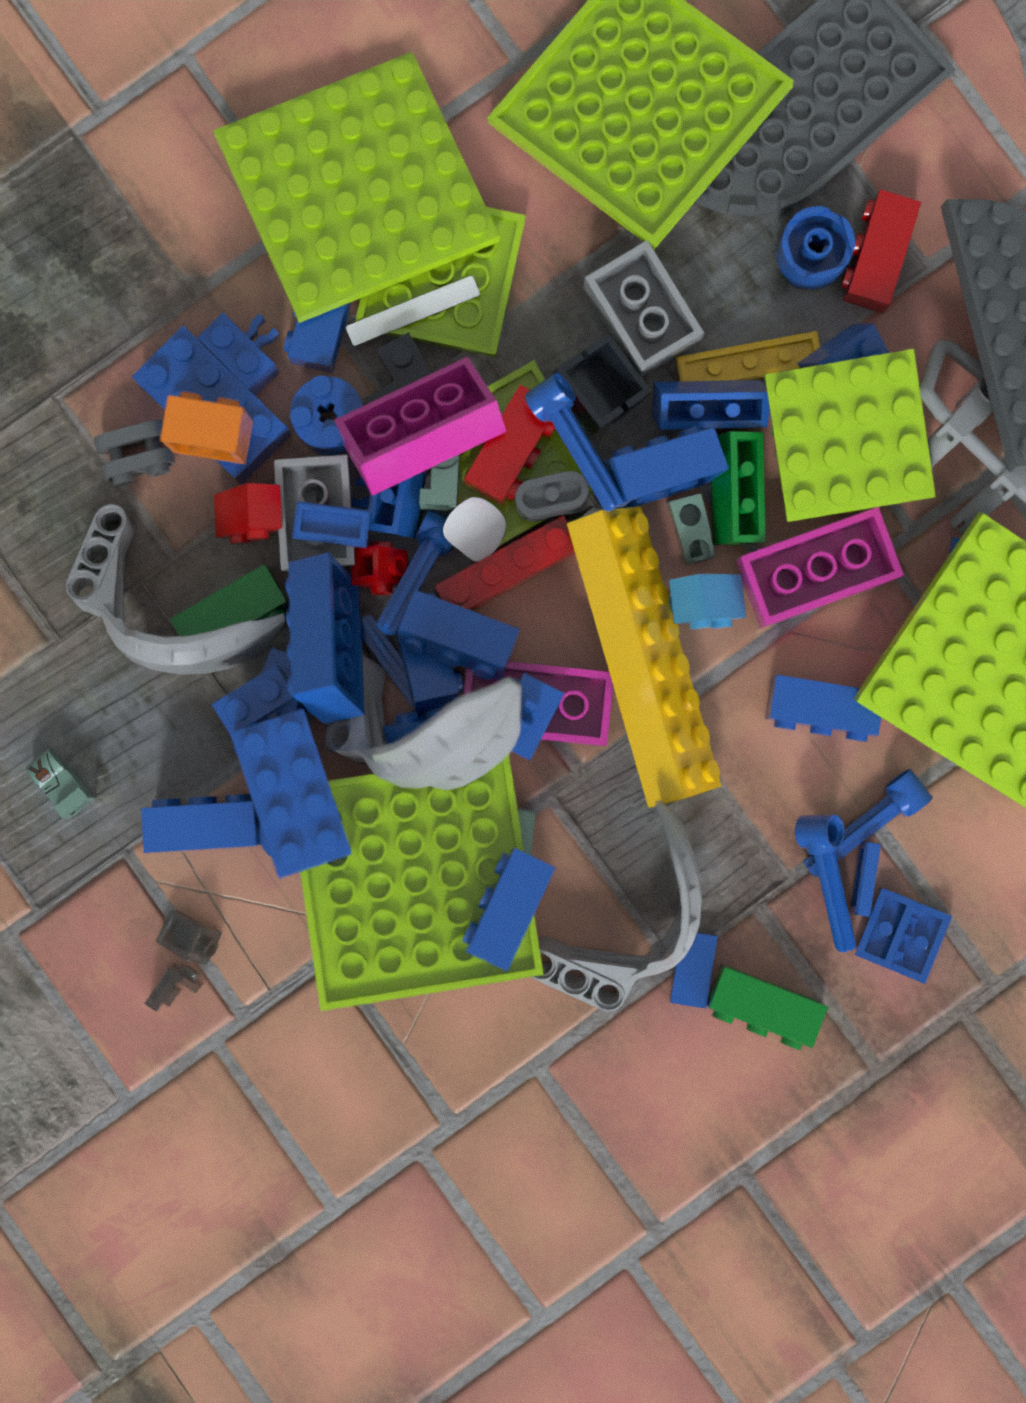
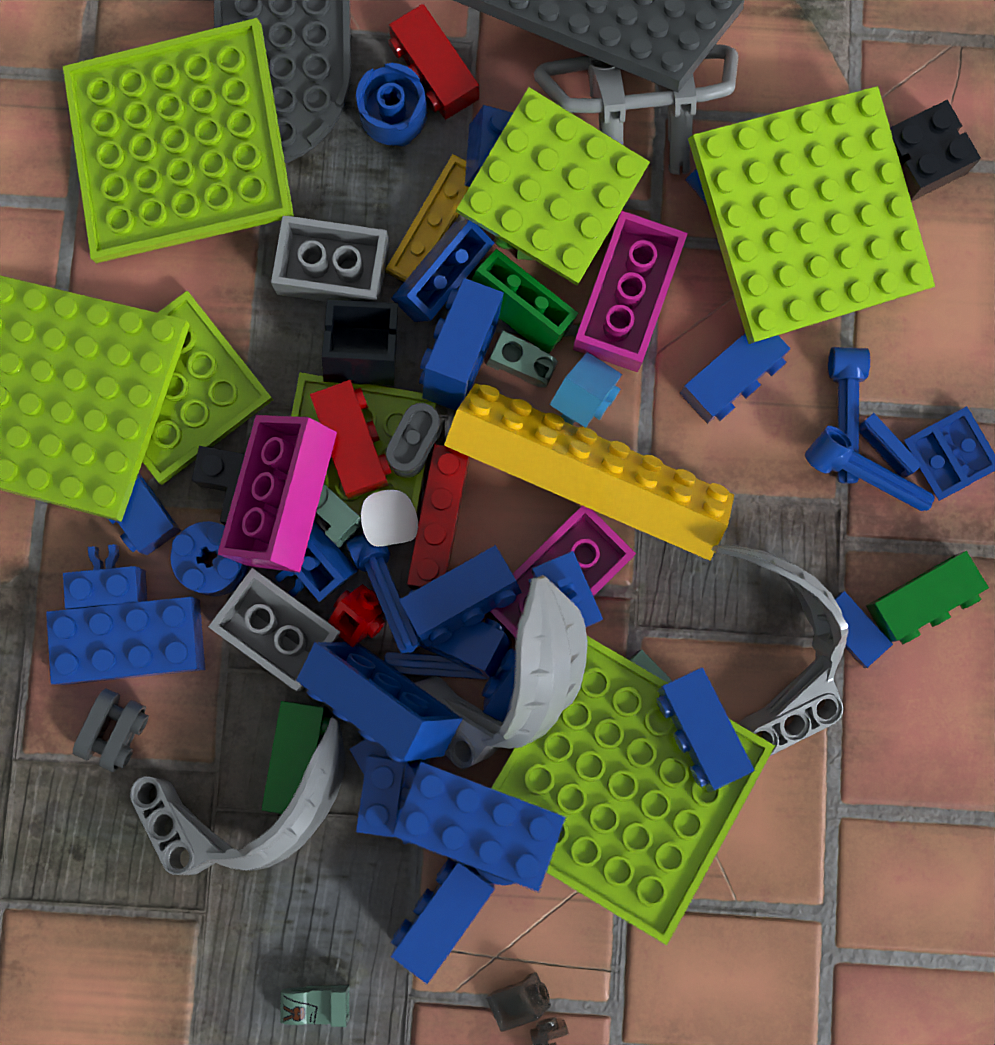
camera: 55 degrees left, 5 degrees down
(207, 428) = (139, 656): orange brick -> none
(248, 512) = (231, 680): red brick -> none
(331, 524) = (295, 623): blue tile -> none
(412, 310) = (185, 431): white sticker -> none
(552, 402) = (344, 379): blue axle -> none

